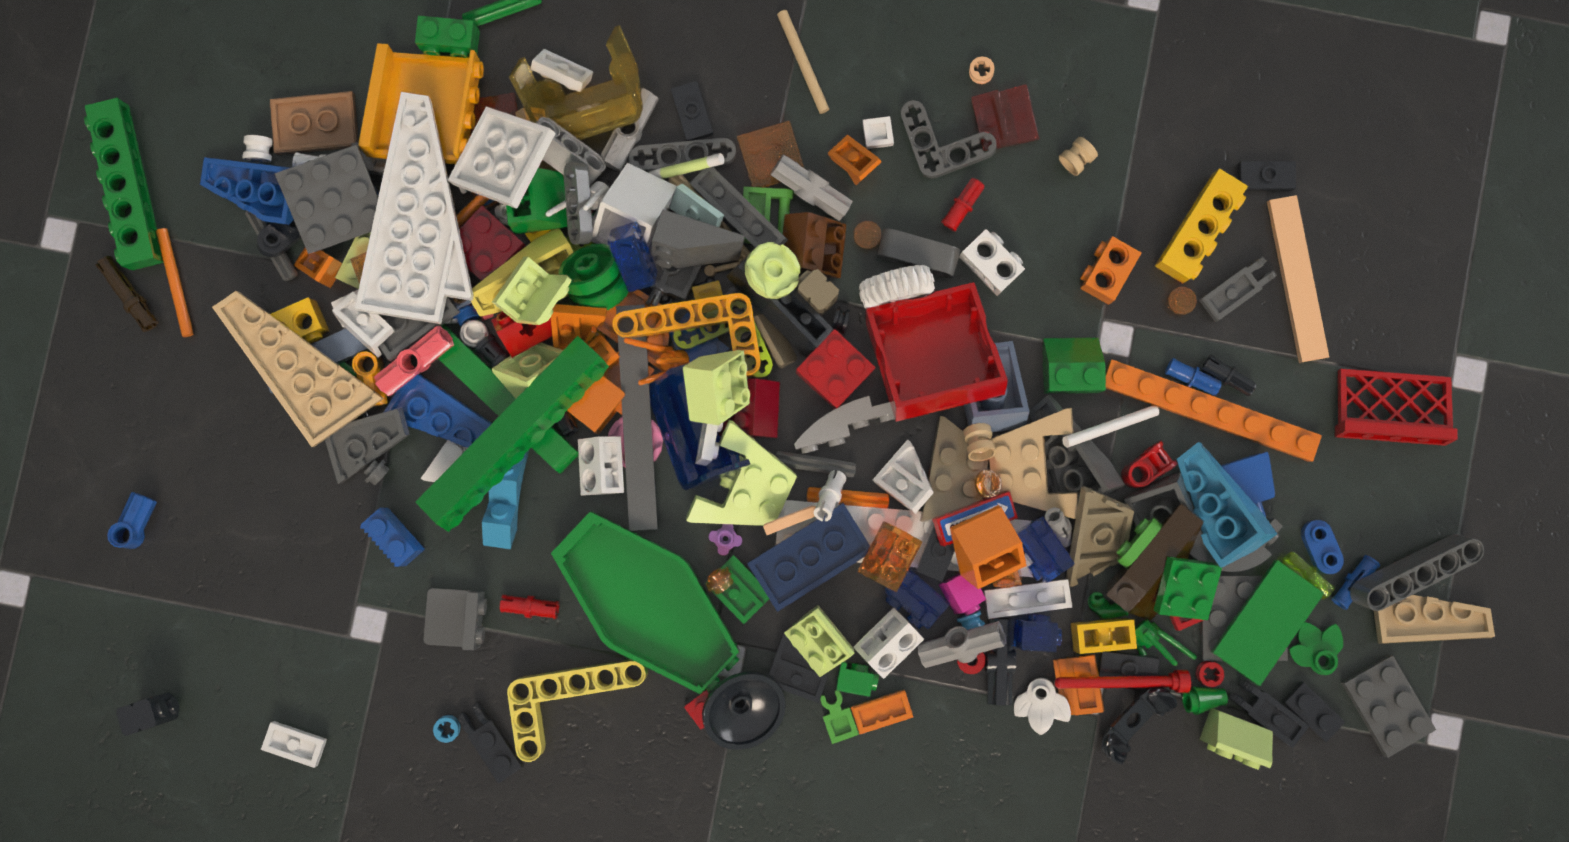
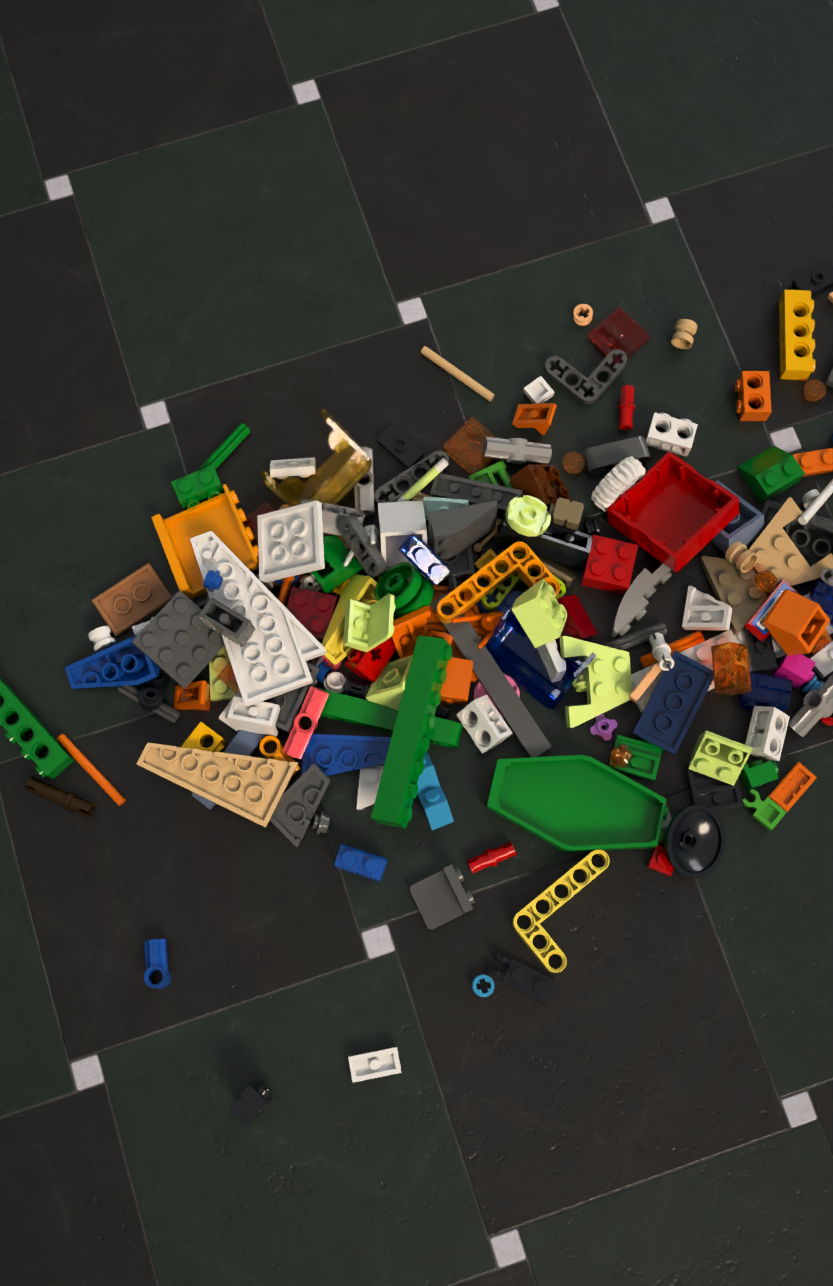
camera: 25 degrees left, 10 degrees down
(381, 210) = (227, 622): none -> dark grey brick
(395, 154) = (213, 580): none -> blue plate
(1098, 417) = (809, 497): none -> white plate

